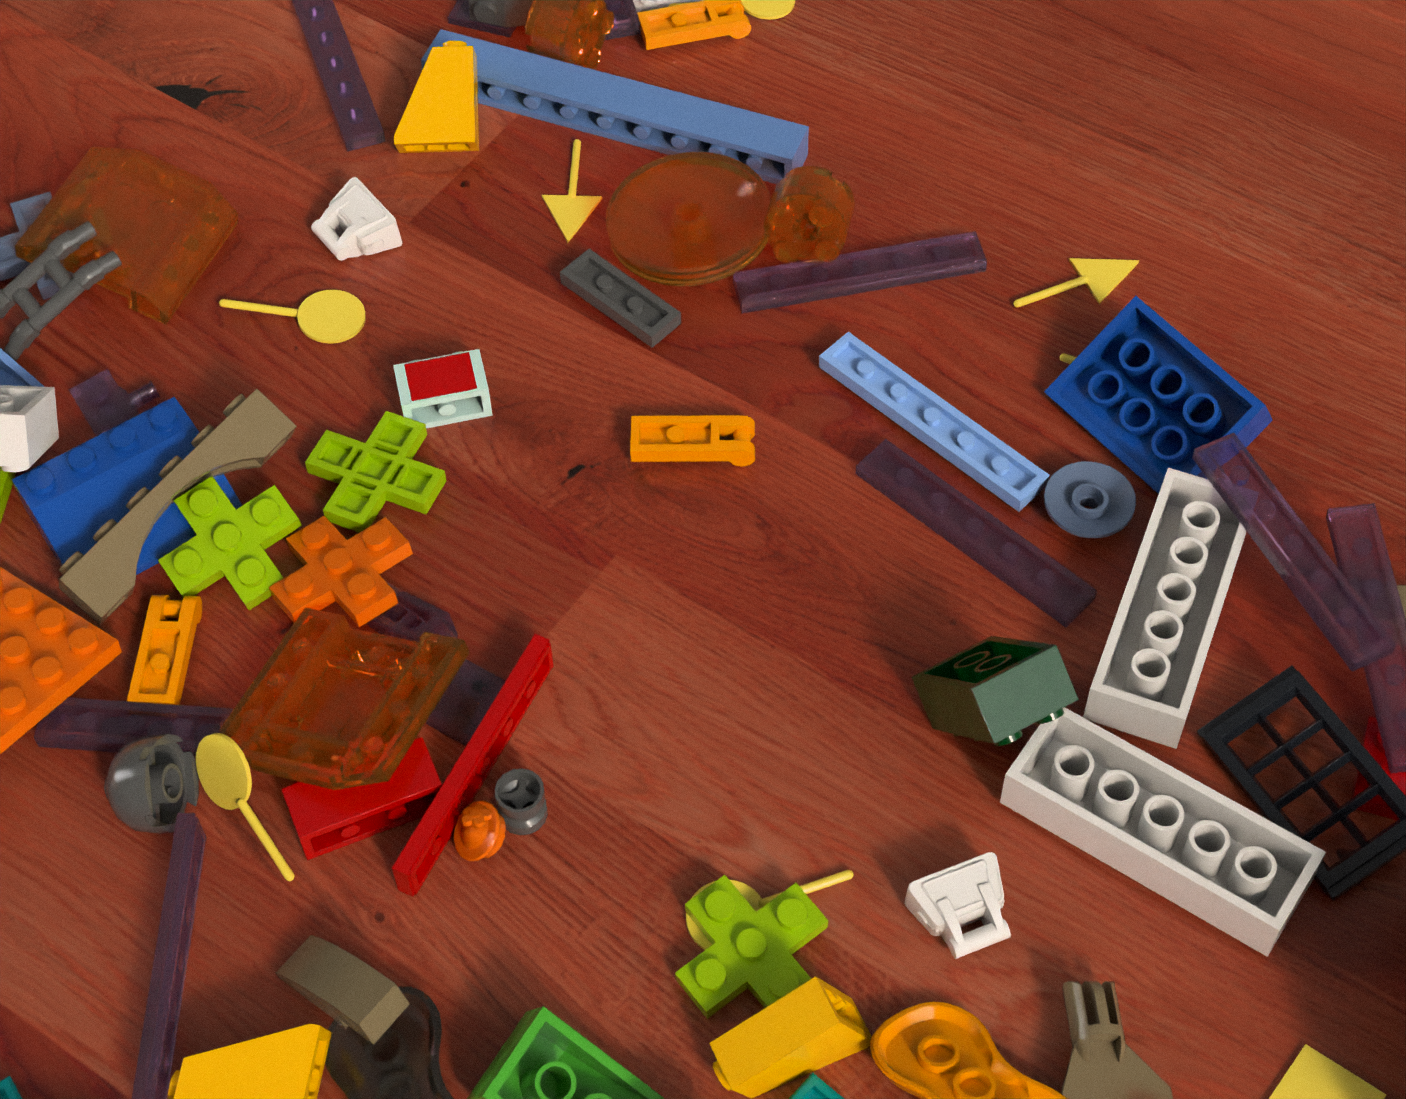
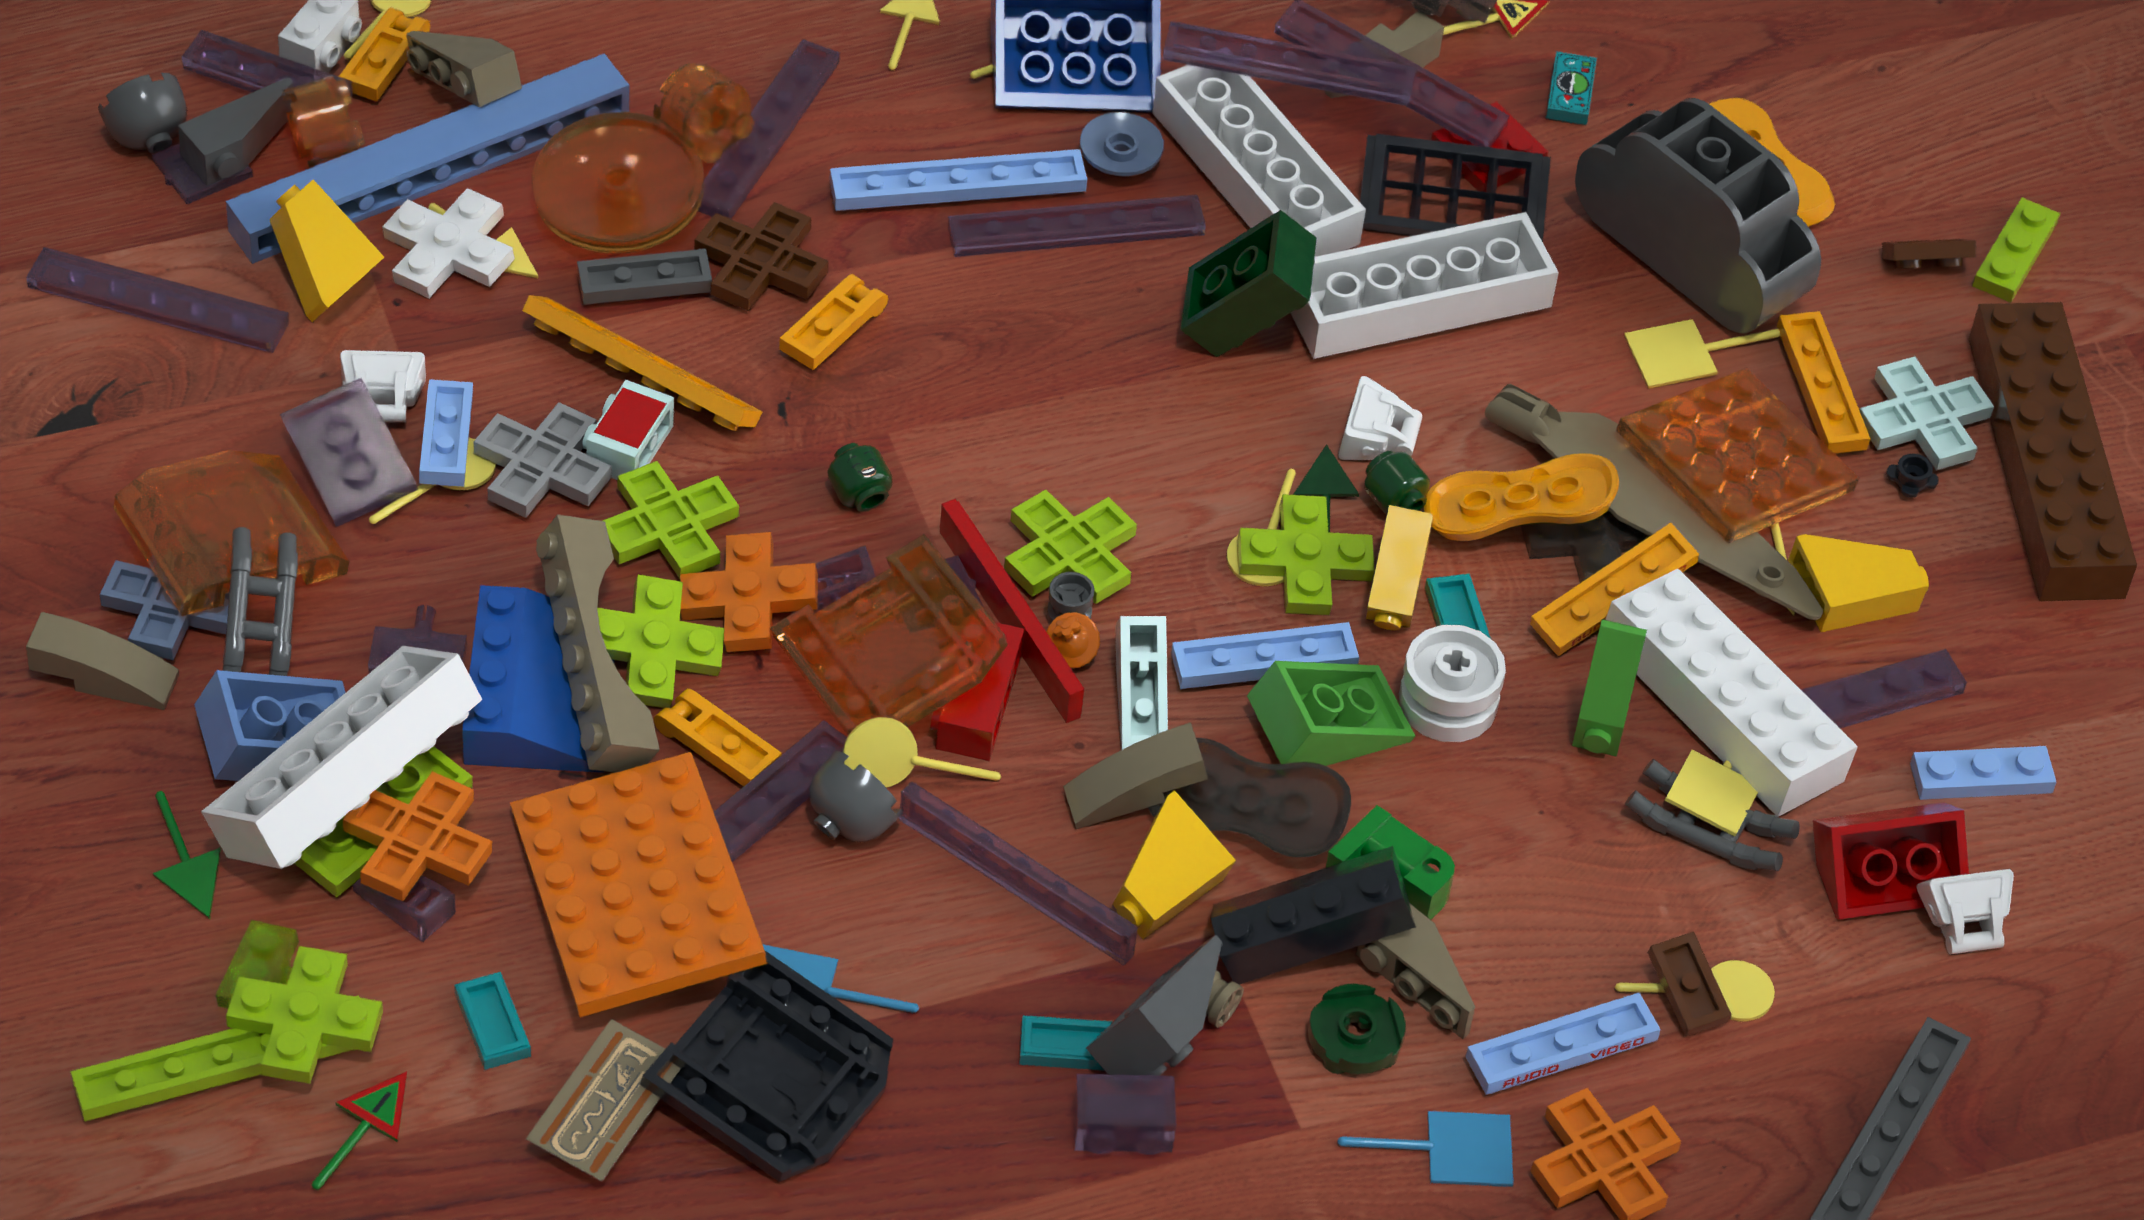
camera: 60 degrees left, 5 degrees down
(268, 245) = (348, 452): none -> clear purple tile
(340, 286) = (446, 433): none -> light blue plate
(366, 357) = (541, 460): none -> light grey plate
(472, 917) = (1141, 677): none -> light aqua slope
(526, 354) = (656, 371): none -> light orange plate
(531, 562) = (860, 477): none -> dark green head
(542, 171) = (448, 243): none -> white plate
(592, 760) = (1070, 544): none -> lime plate
(596, 997) = (1251, 655): none -> light blue plate
(704, 64) = (465, 65): none -> dark tan slope
(715, 351) = (761, 256): none -> reddish brown plate
(862, 909) = (1327, 480): none -> dark green piece
(898, 968) = (1396, 481): none -> dark green head

